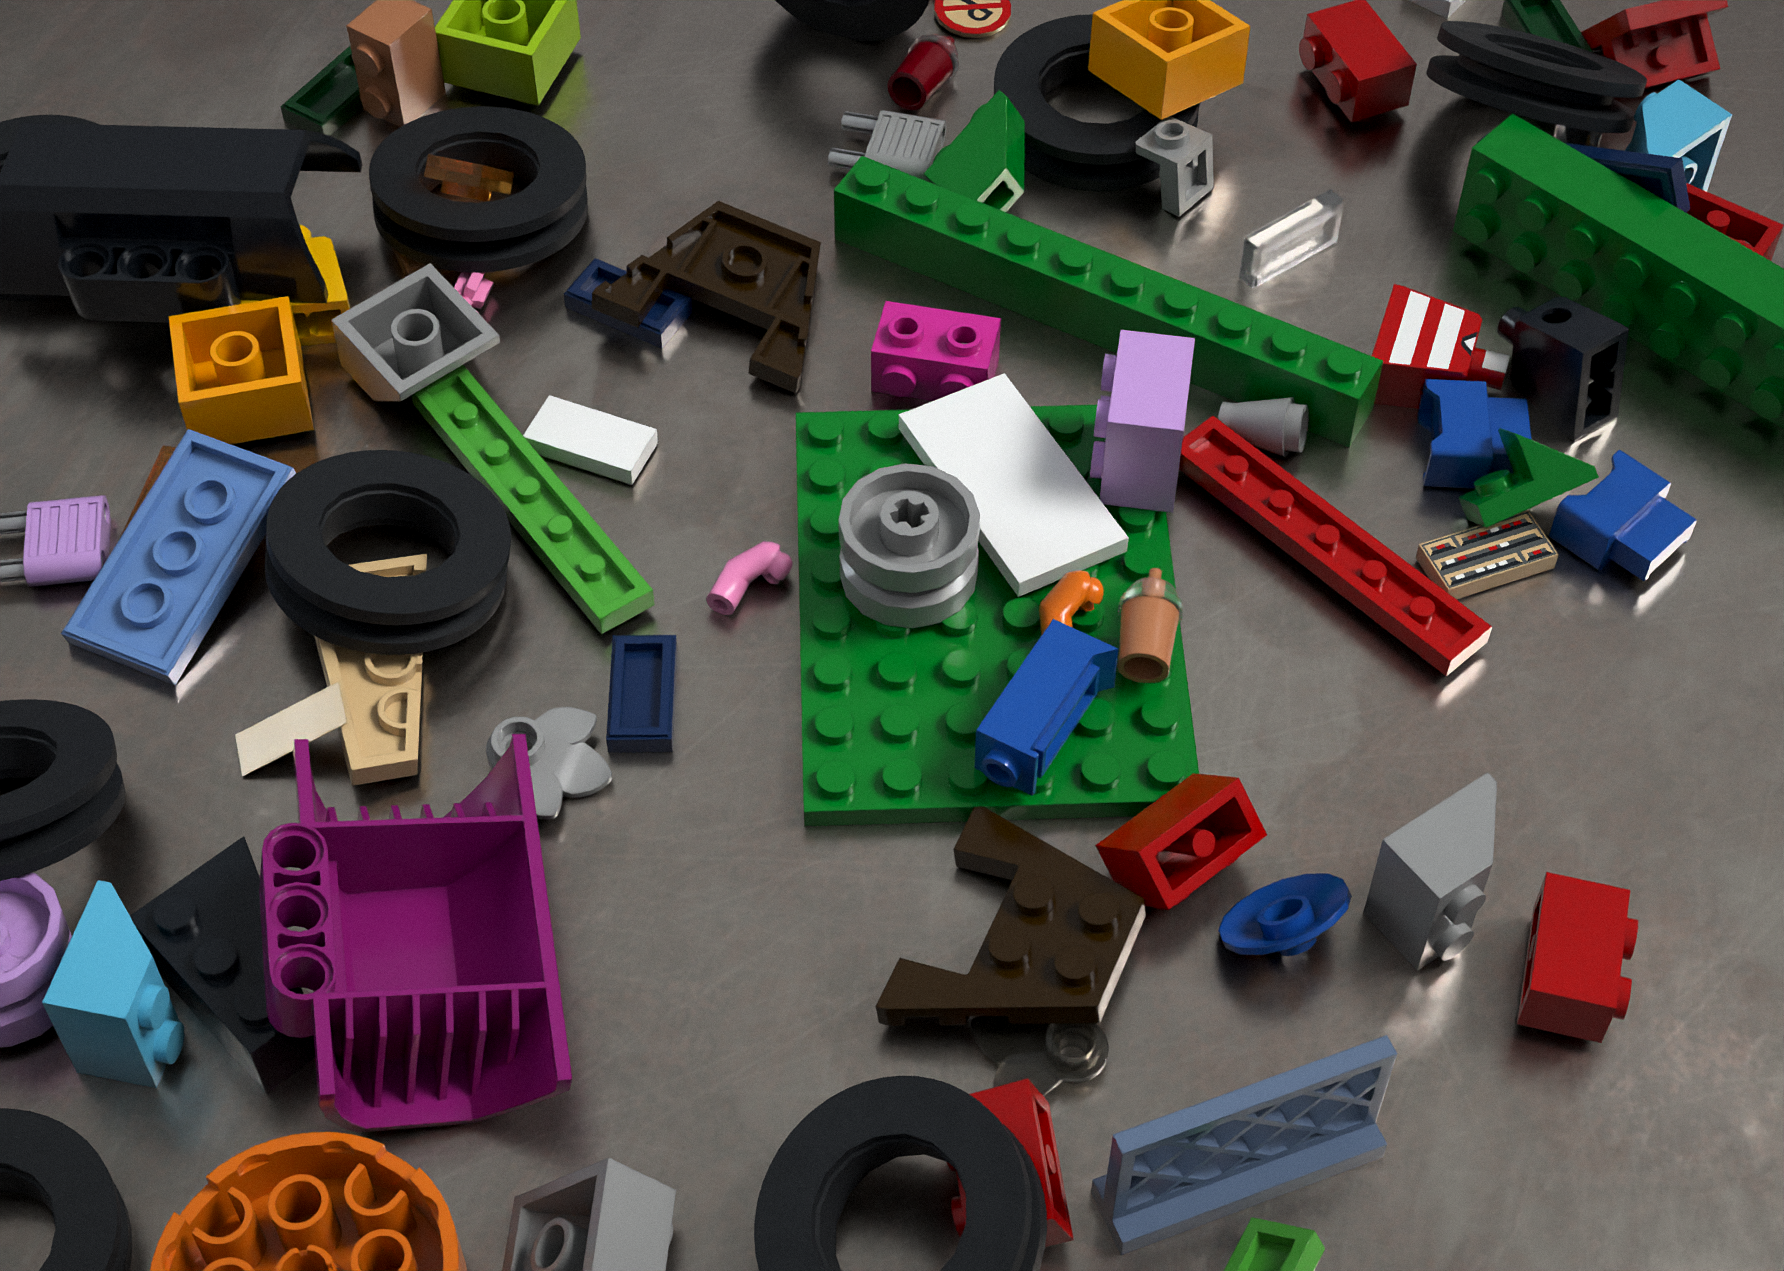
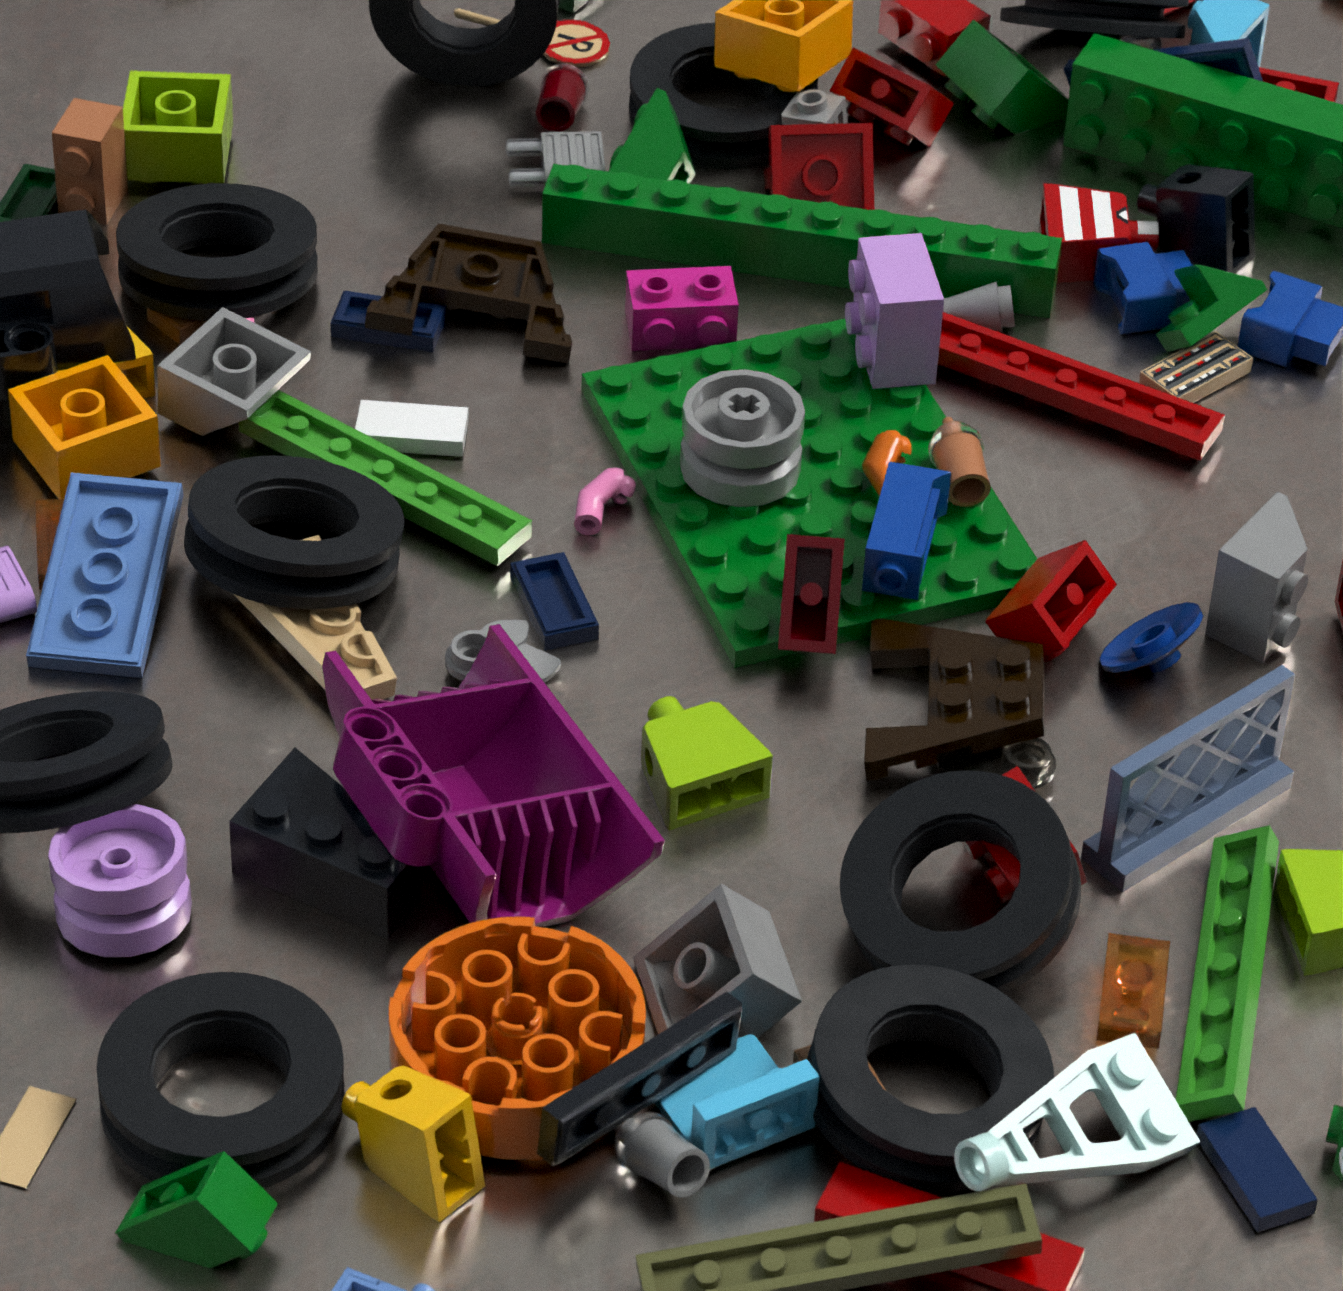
camera: 20 degrees left, 10 degrees down
(112, 998) = (253, 879): medium azure slope -> none
(303, 720) = (272, 681): tan sticker -> none
(468, 178) = (210, 238): clear orange plate -> none
(695, 953) = (701, 762): none -> lime torso
(901, 767) = (811, 594): none -> dark red slope
(1030, 497) = (840, 401): white tile -> none
(1155, 217) = (822, 163): none -> red bracket
(1272, 142) = (891, 97): none -> red brick
(1291, 239) = (938, 170): clear tile -> none
(1405, 143) = (1000, 82): none -> green slope

